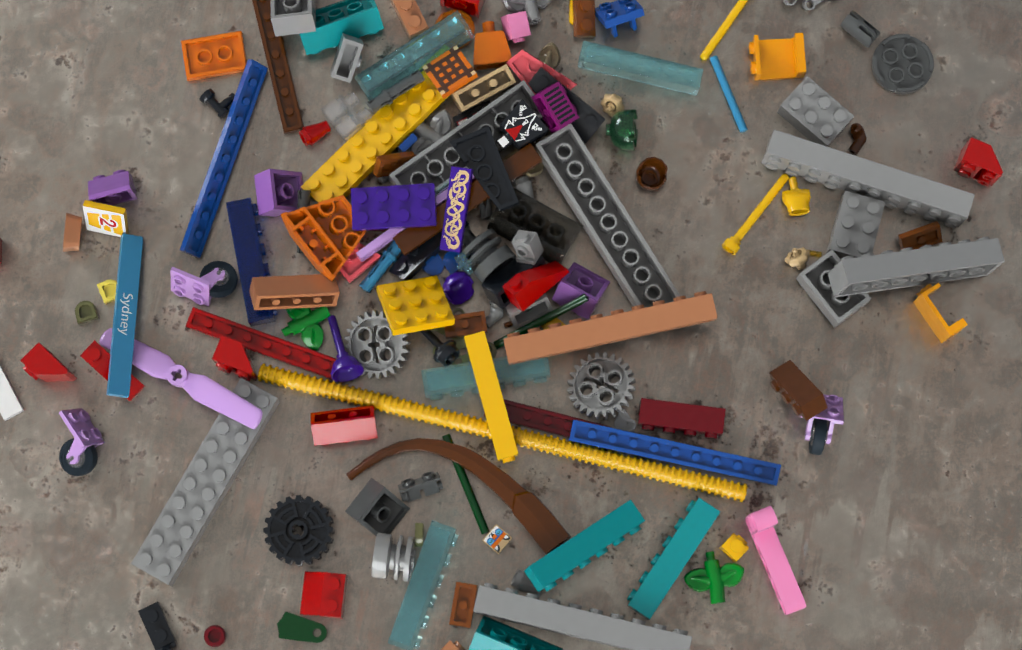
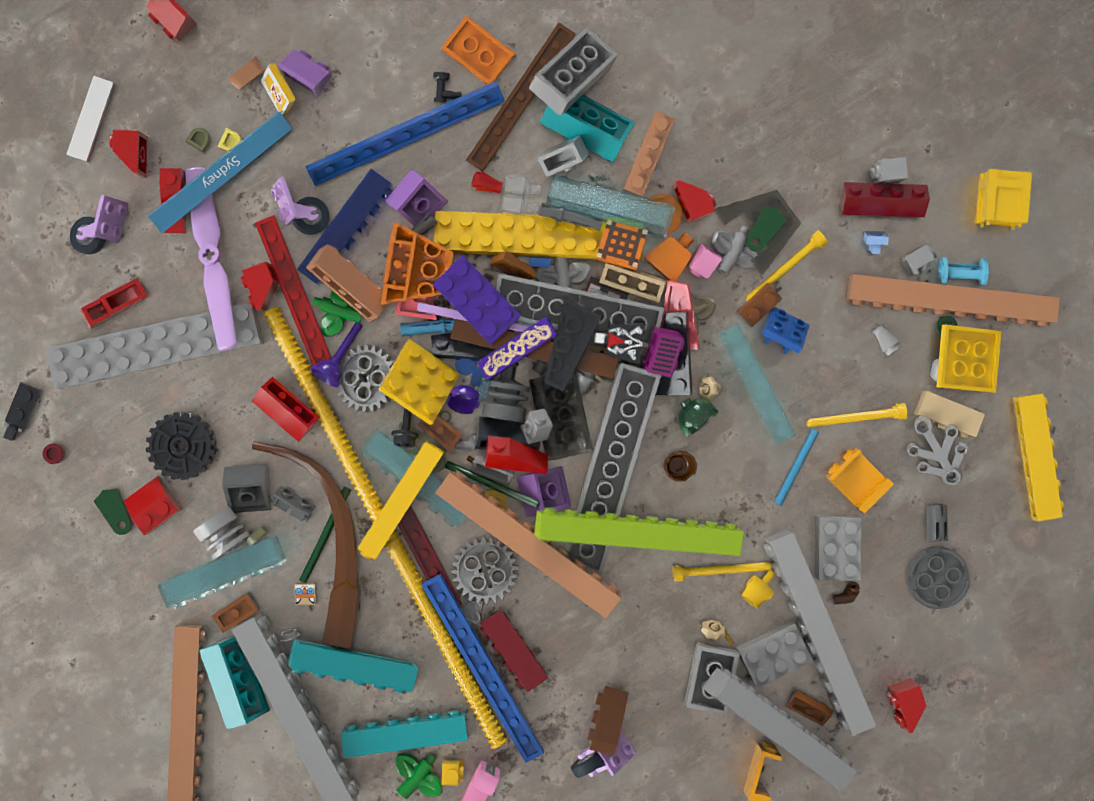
camera: 45 degrees right, 10 degrees up
(145, 485) = (113, 303): none -> red slope
(673, 242) = (638, 533): none -> lime brick

